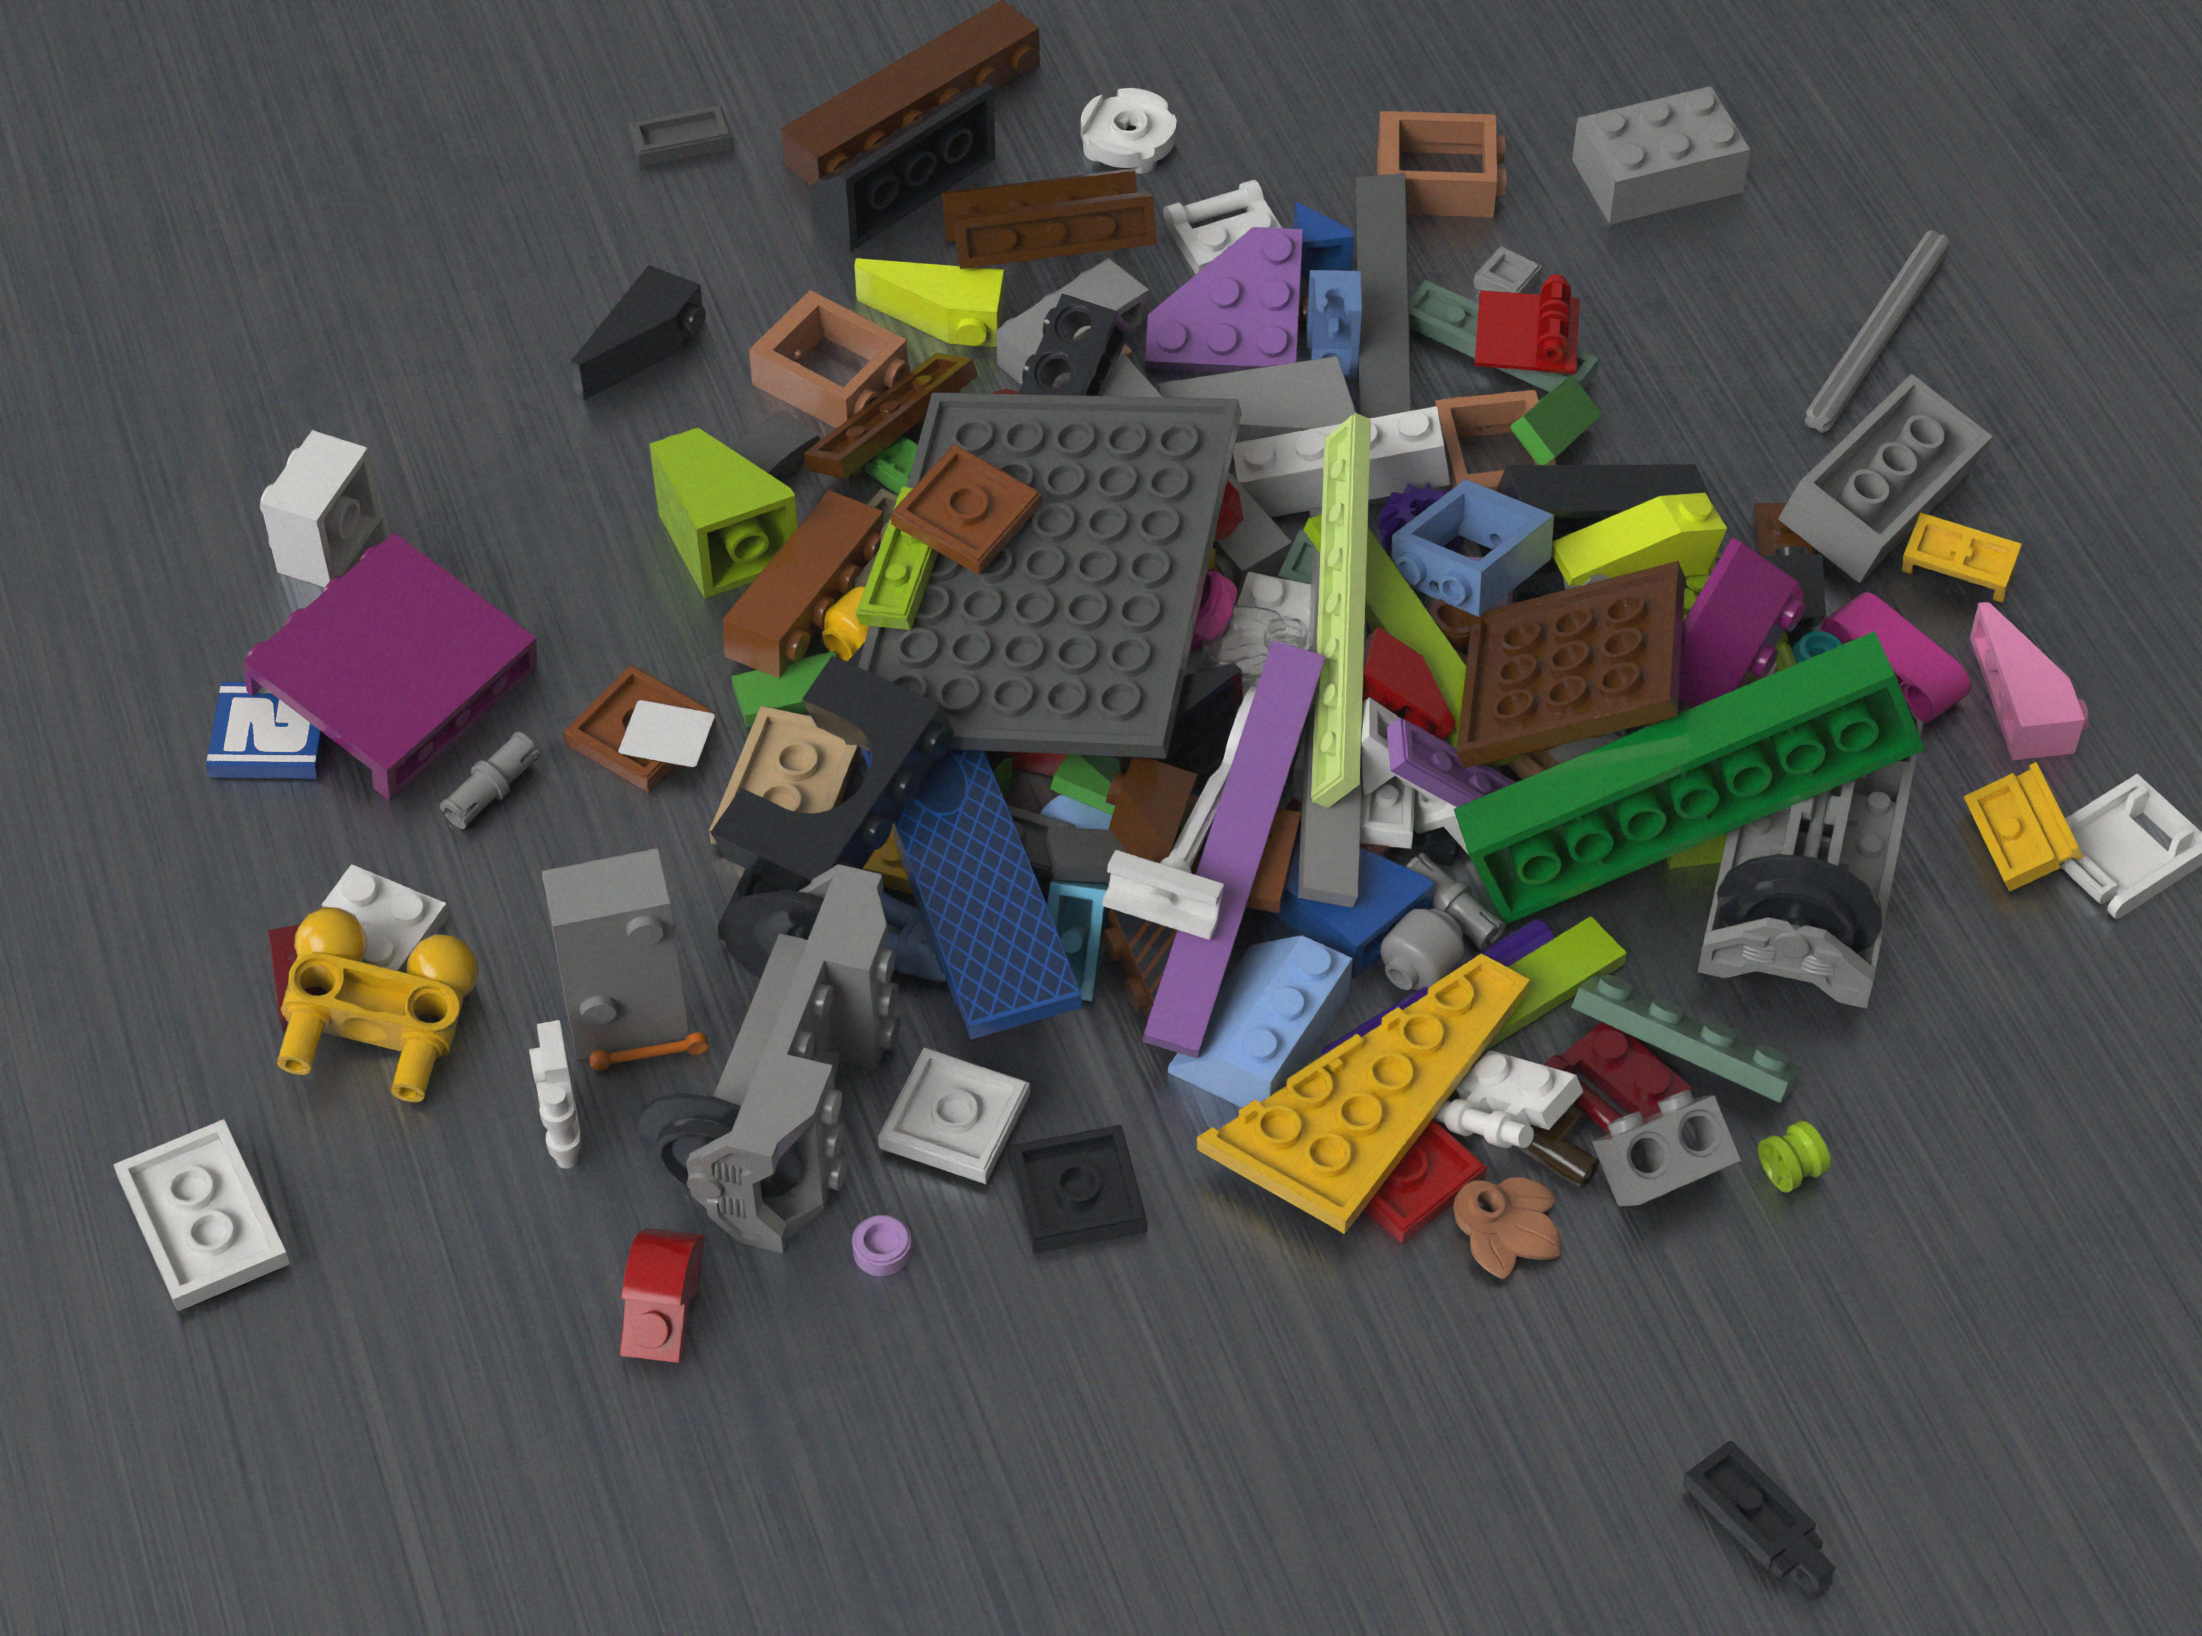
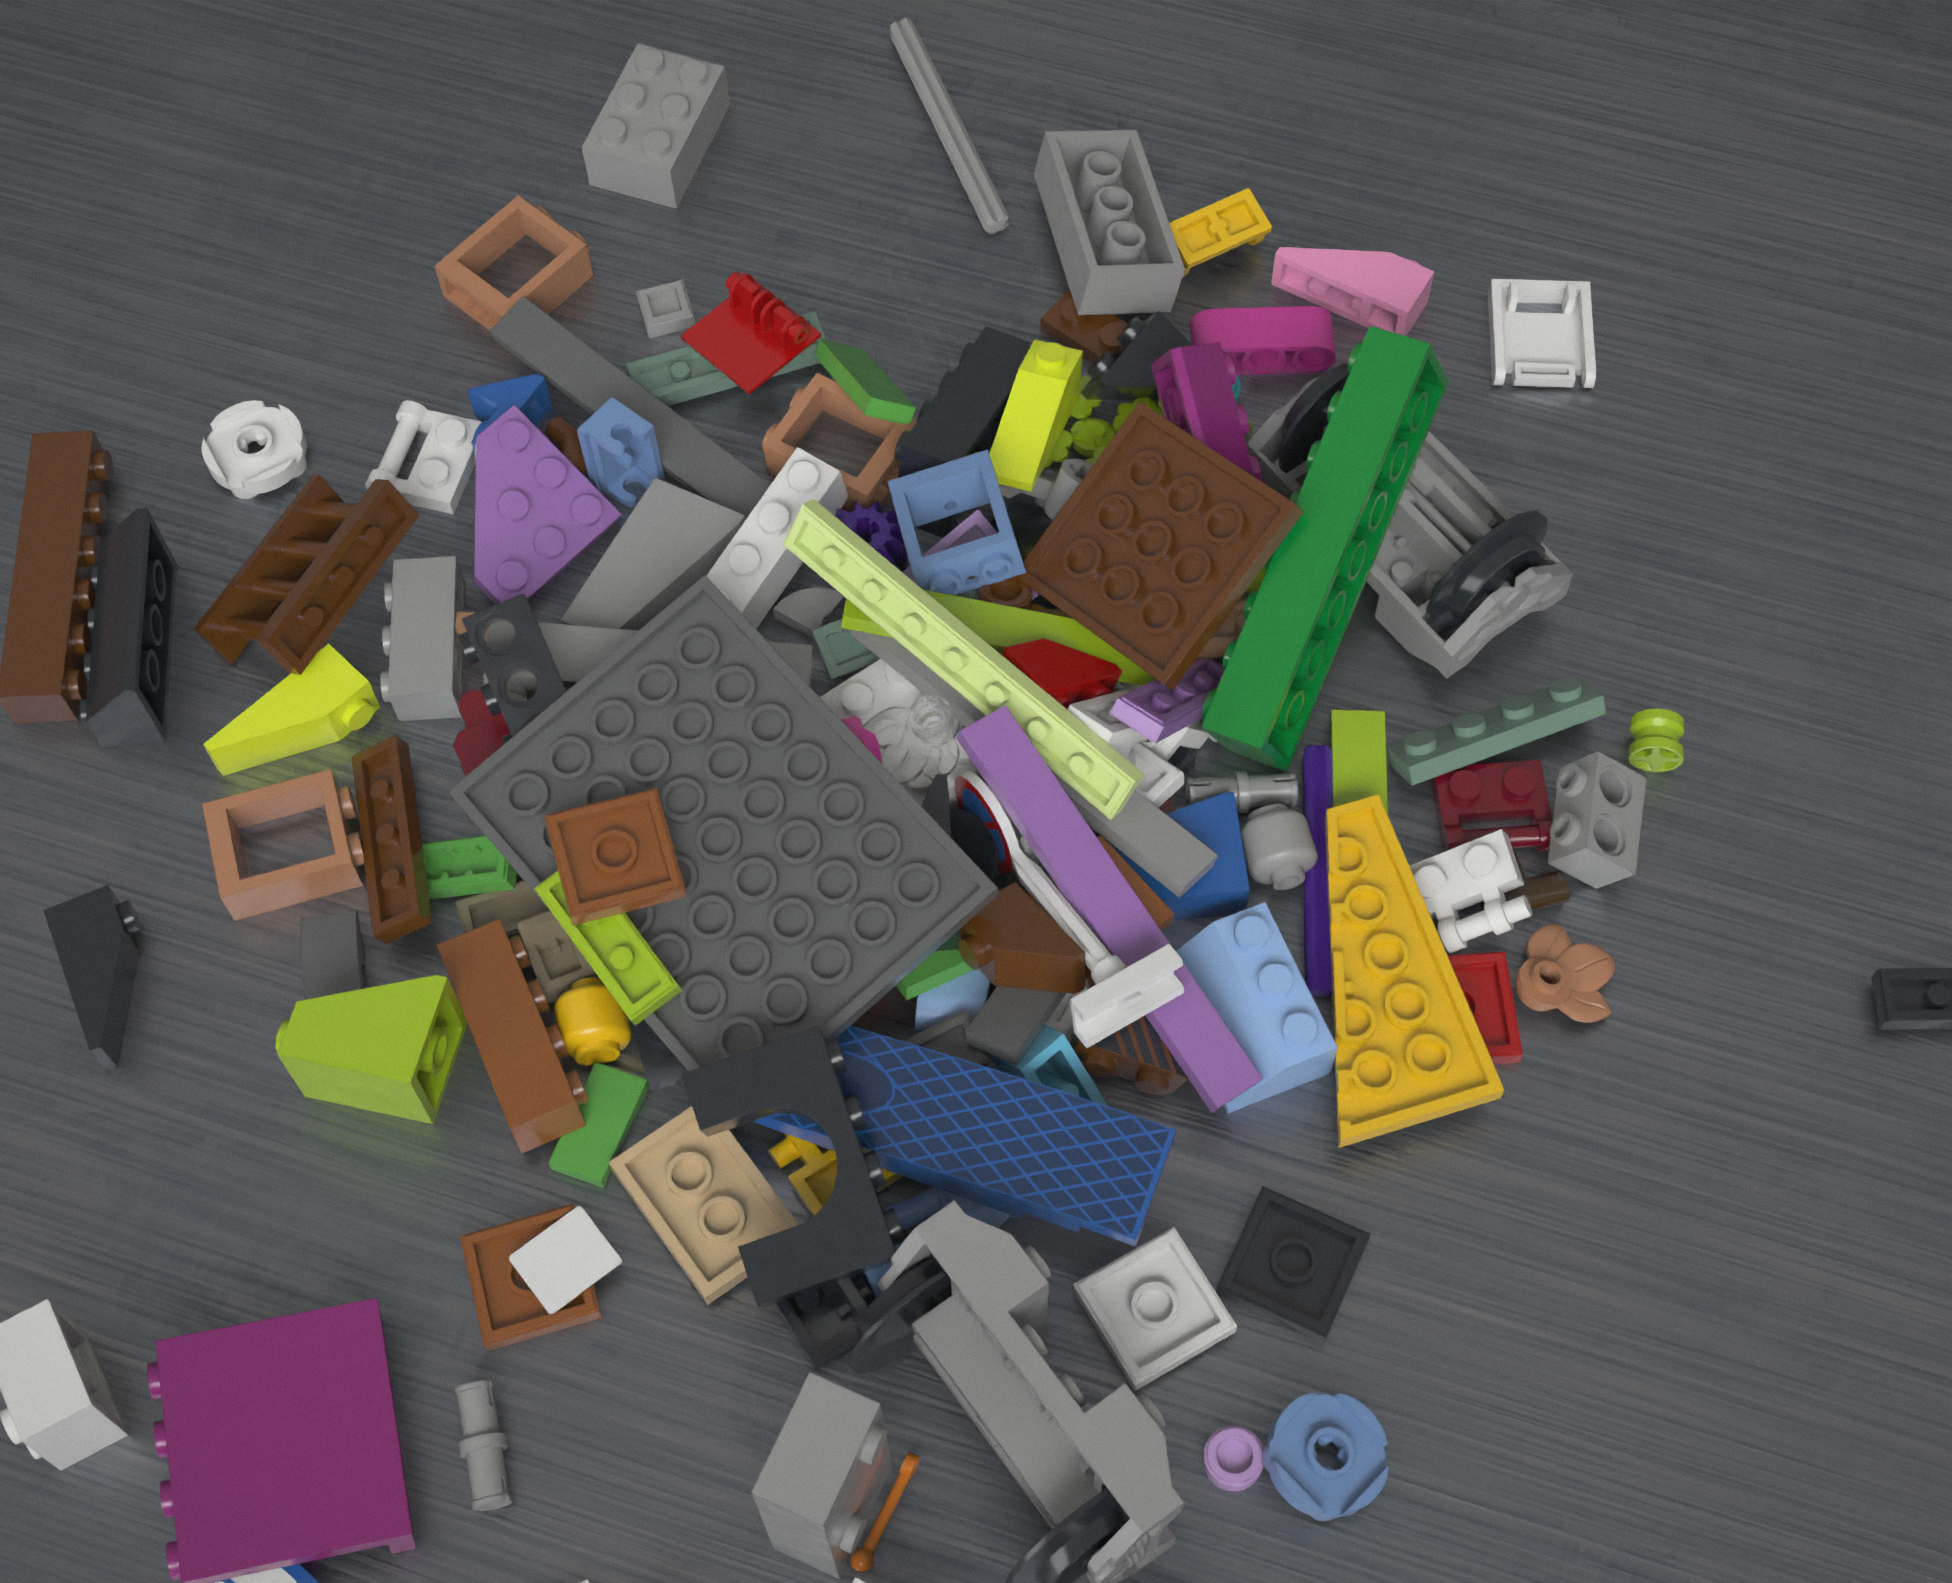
camera: 50 degrees left, 10 degrees up
(925, 1328) = (1293, 1462): none -> medium blue plate
(2022, 827) = (1488, 379): yellow plate -> none

